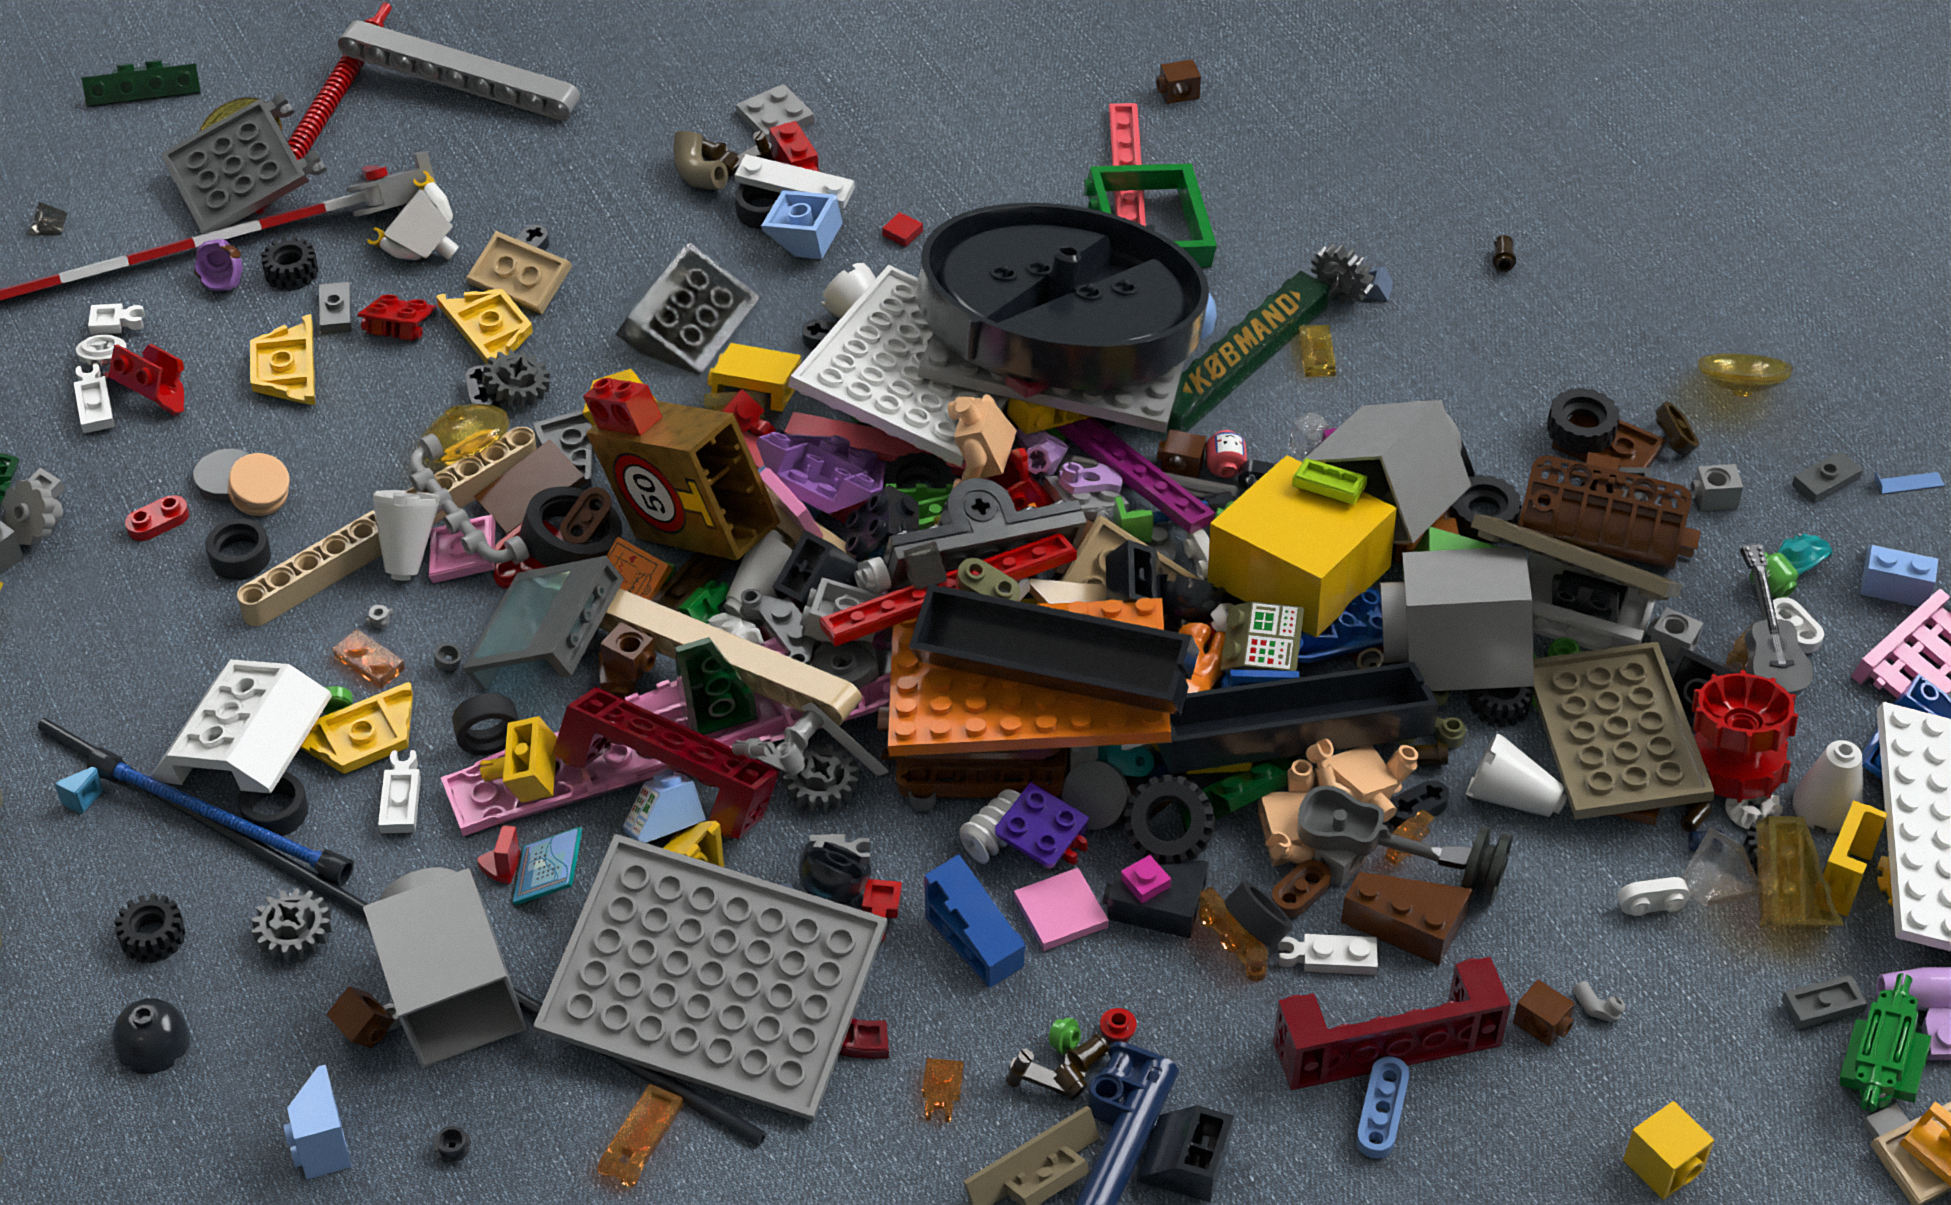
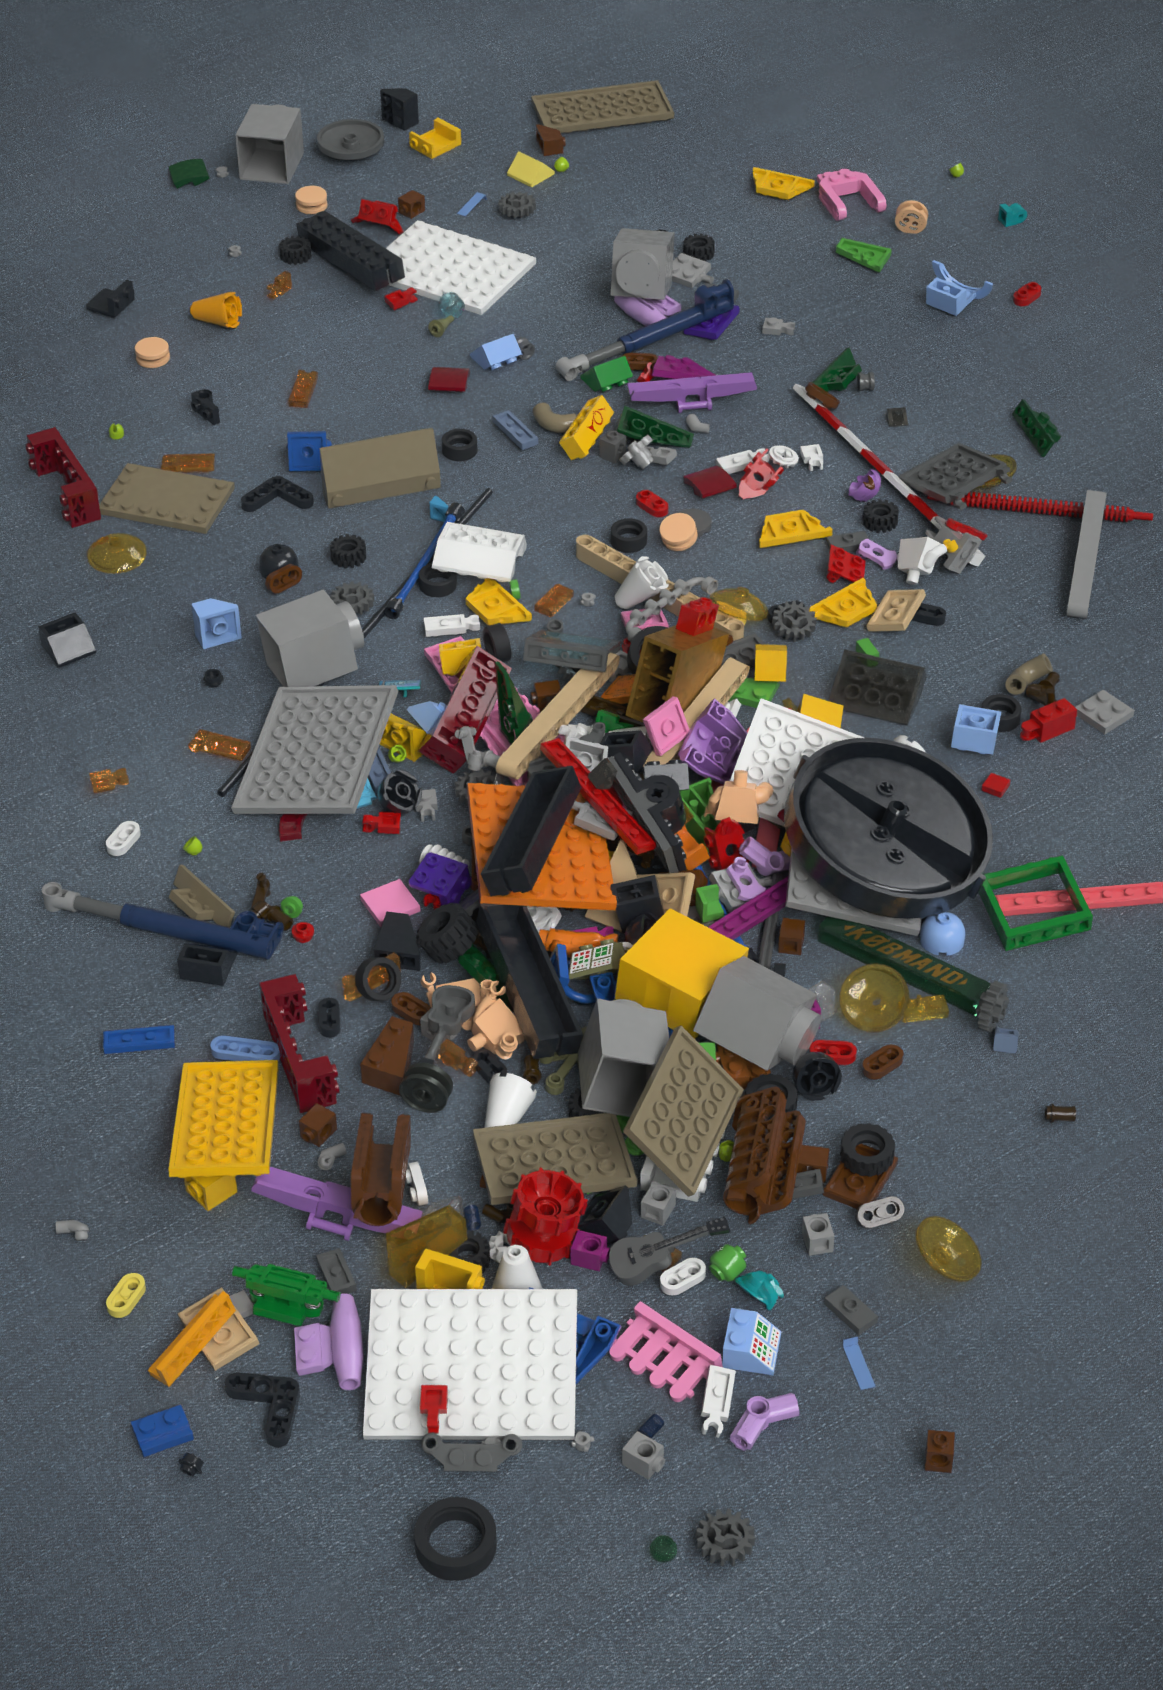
camera: 85 degrees right, 5 degrees down
(131, 440) = (710, 481): none -> dark red slope
(208, 1036) = (282, 580): none -> reddish brown plate
(366, 286) = (887, 559): none -> lavender piece
(503, 860) = (405, 667): red tile -> none
(597, 315) = (866, 647): none -> bright green piece
(628, 652) = (550, 684): reddish brown brick -> none
(781, 176) = (1012, 716): white plate -> none
(894, 1184) = (193, 846): none -> lime hinge
(941, 1085) = (258, 862): clear orange plate -> none
(972, 922) = (368, 858): blue wedge -> none
(988, 581) = (596, 805): olive plate -> none
(1145, 879) = (399, 923): dark pink plate -> none
(1225, 453) = (795, 956): coral head -> none
(1318, 379) = (867, 985): none -> clear yellow dish
(1318, 986) = (325, 1018): none -> black beam
(1329, 481) = (714, 958): lime plate -> none
(1331, 954) = (363, 1028): white plate -> none
(1411, 387) = (879, 1063): none -> reddish brown plate
(1565, 1114) = (224, 1119): none -> yellow plate
(1683, 900) = (379, 1172): none -> reddish brown piece
(1700, 985) = (294, 1191): none -> medium lavender piece

